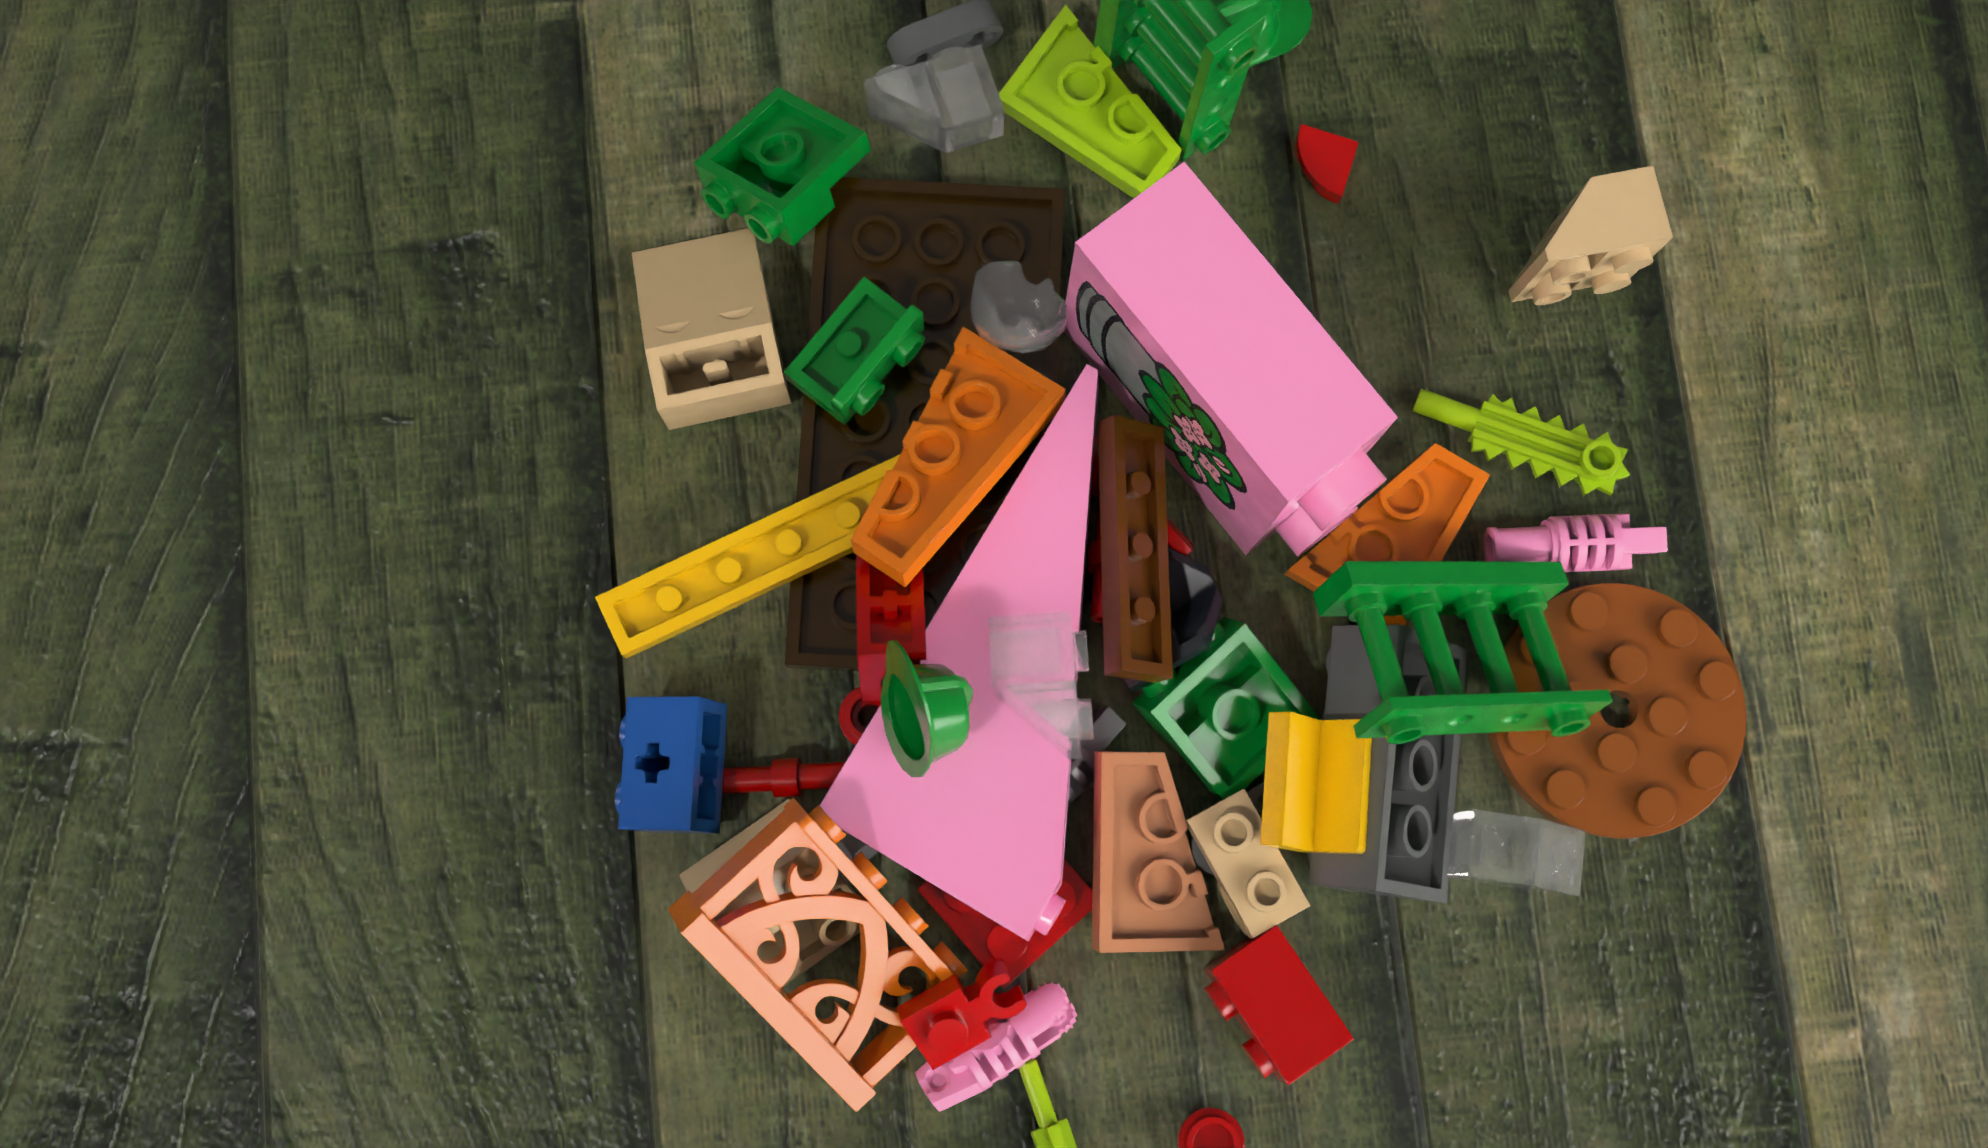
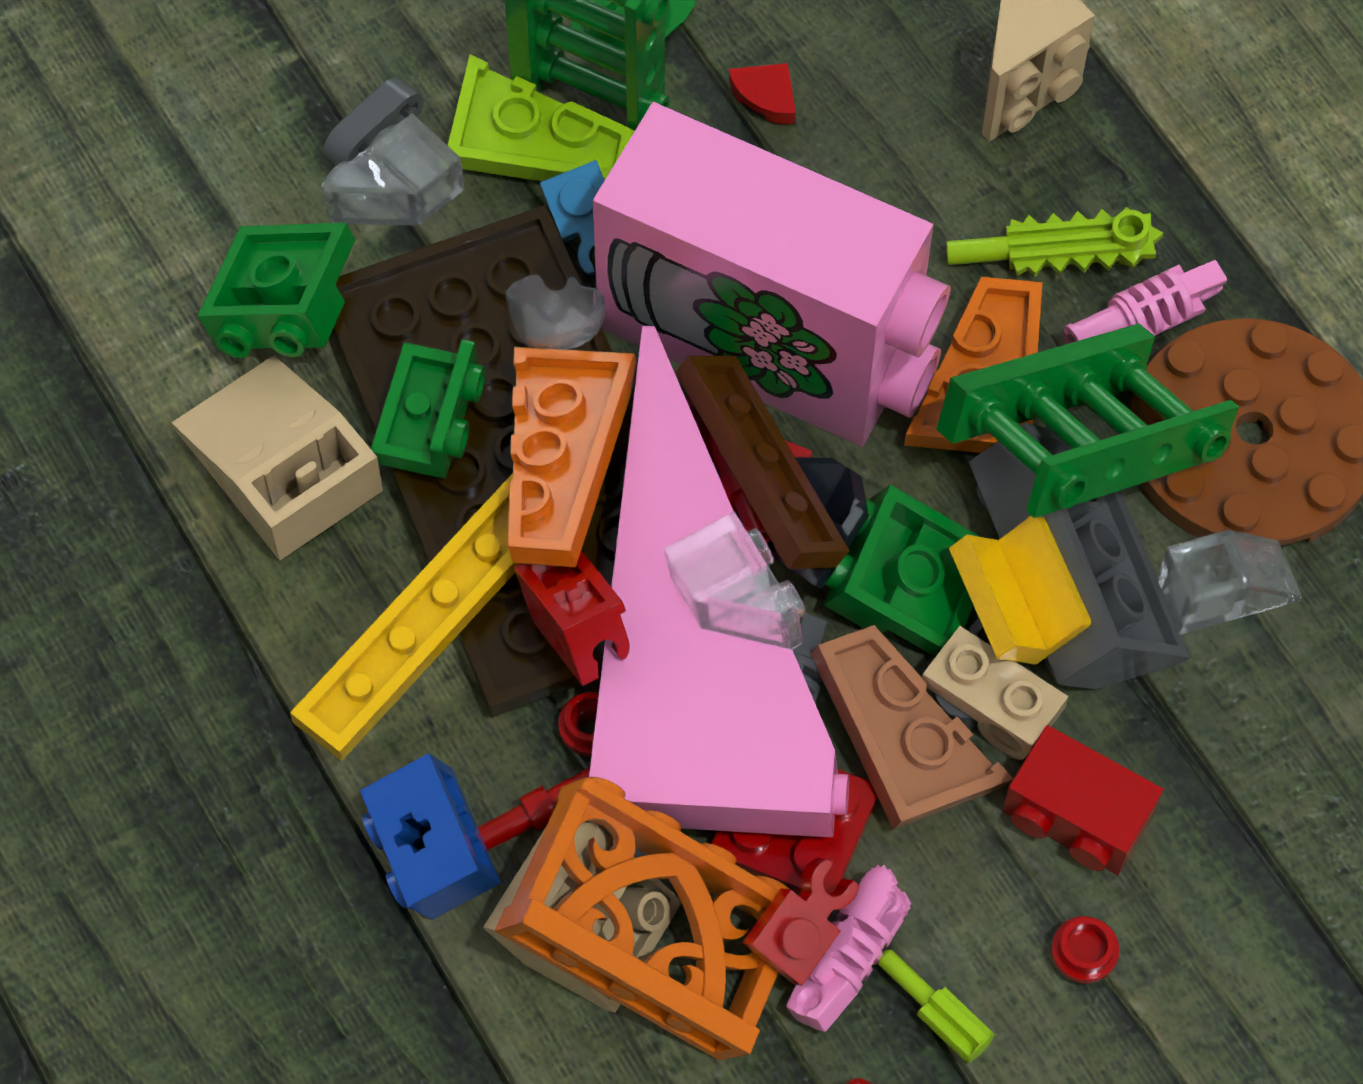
camera: 20 degrees left, 15 degrees down
(923, 710) = (639, 651): green piece -> none
(1094, 196) = (571, 205): none -> dark azure plate

